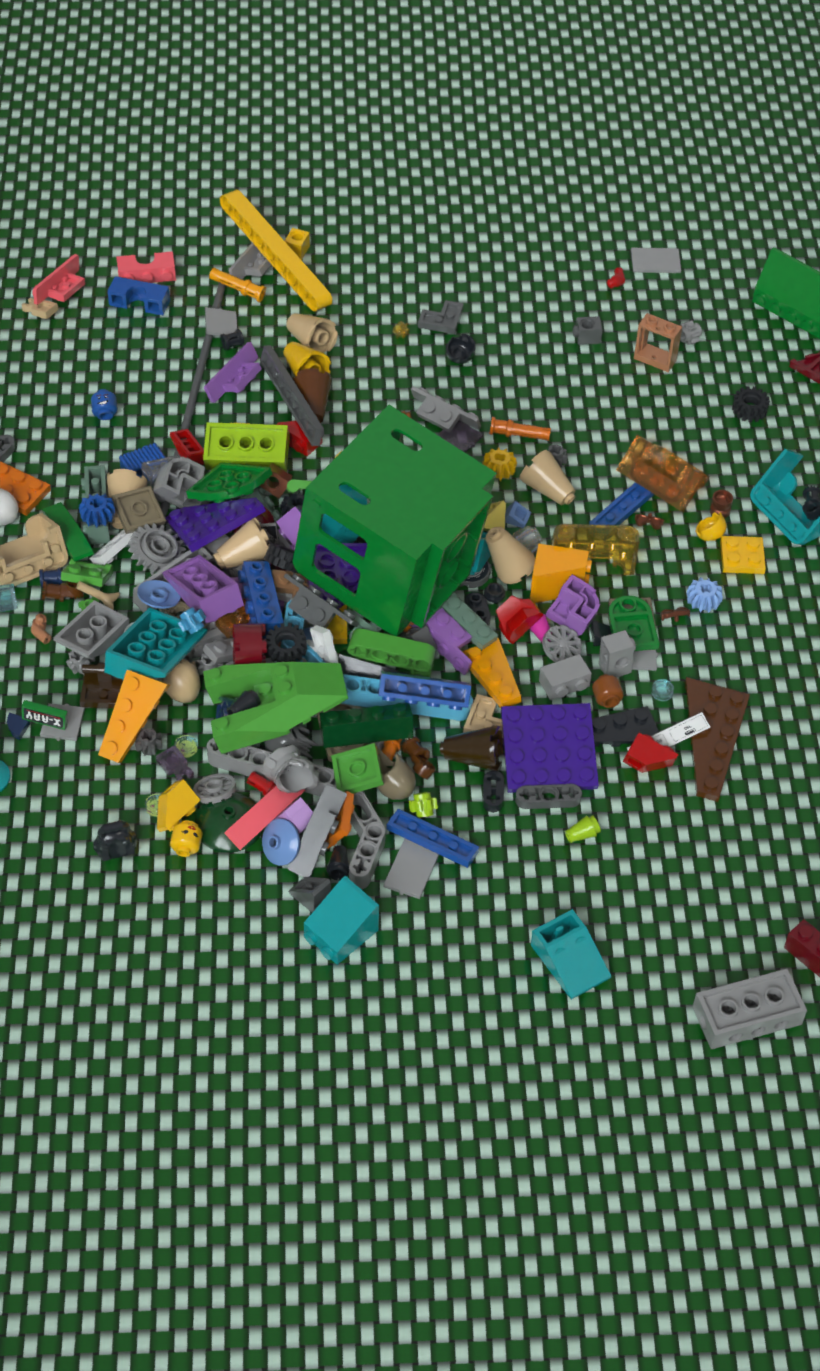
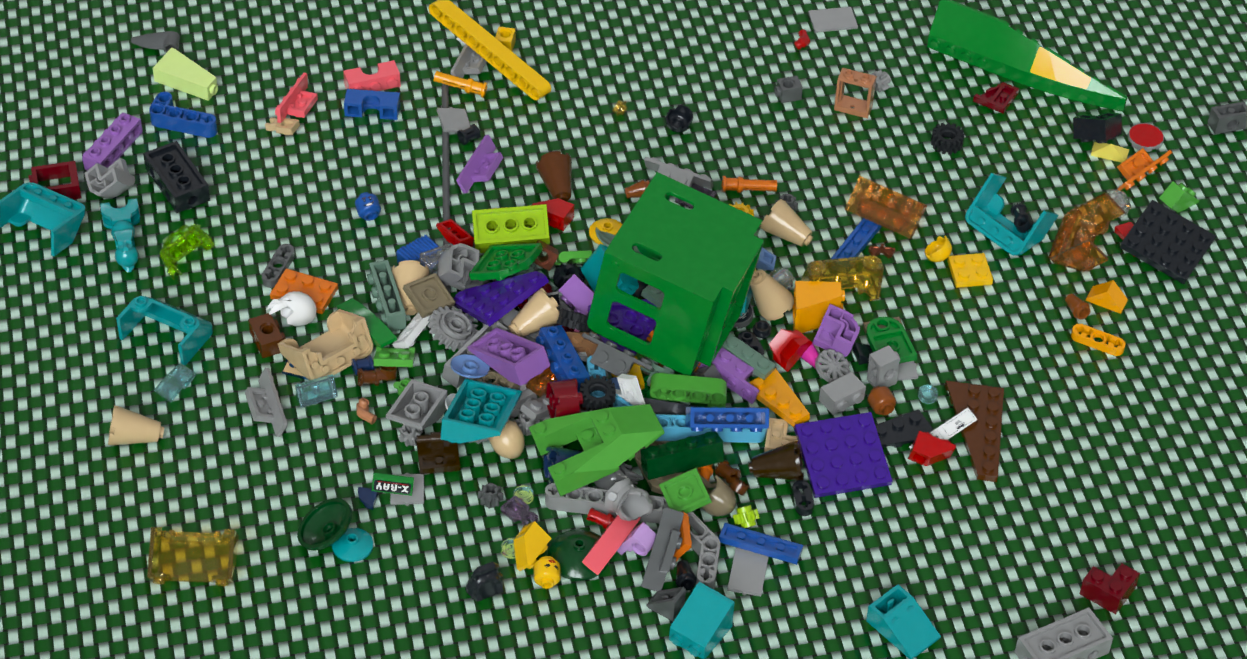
camera: 10 degrees left, 5 degrees down
(97, 510) = (394, 299): blue gear -> none
(106, 598) = (410, 374): tan piece -> none
(132, 708) = (474, 465): light orange wing -> none
(191, 620) = (509, 384): dark azure gear -> none
(215, 788) = (561, 526): light grey wheel -> none
(245, 701) = (574, 447): black cone -> none
(280, 842) = (638, 563): medium blue dish -> none
(292, 396) = (539, 178): dark grey plate -> none
(303, 357) = (540, 143): yellow cone -> none
(313, 331) = (541, 119): tan cone -> none
(446, 321) = (655, 96): dark grey plate -> none
(541, 803) = (859, 490): dark grey beam -> none
(583, 829) = (891, 517): lime cone -> none
(675, 613) = (918, 328): copper piece -> none
(704, 595) = (946, 308): light blue gear -> none
(721, 502) = (942, 227): copper wheel -> none

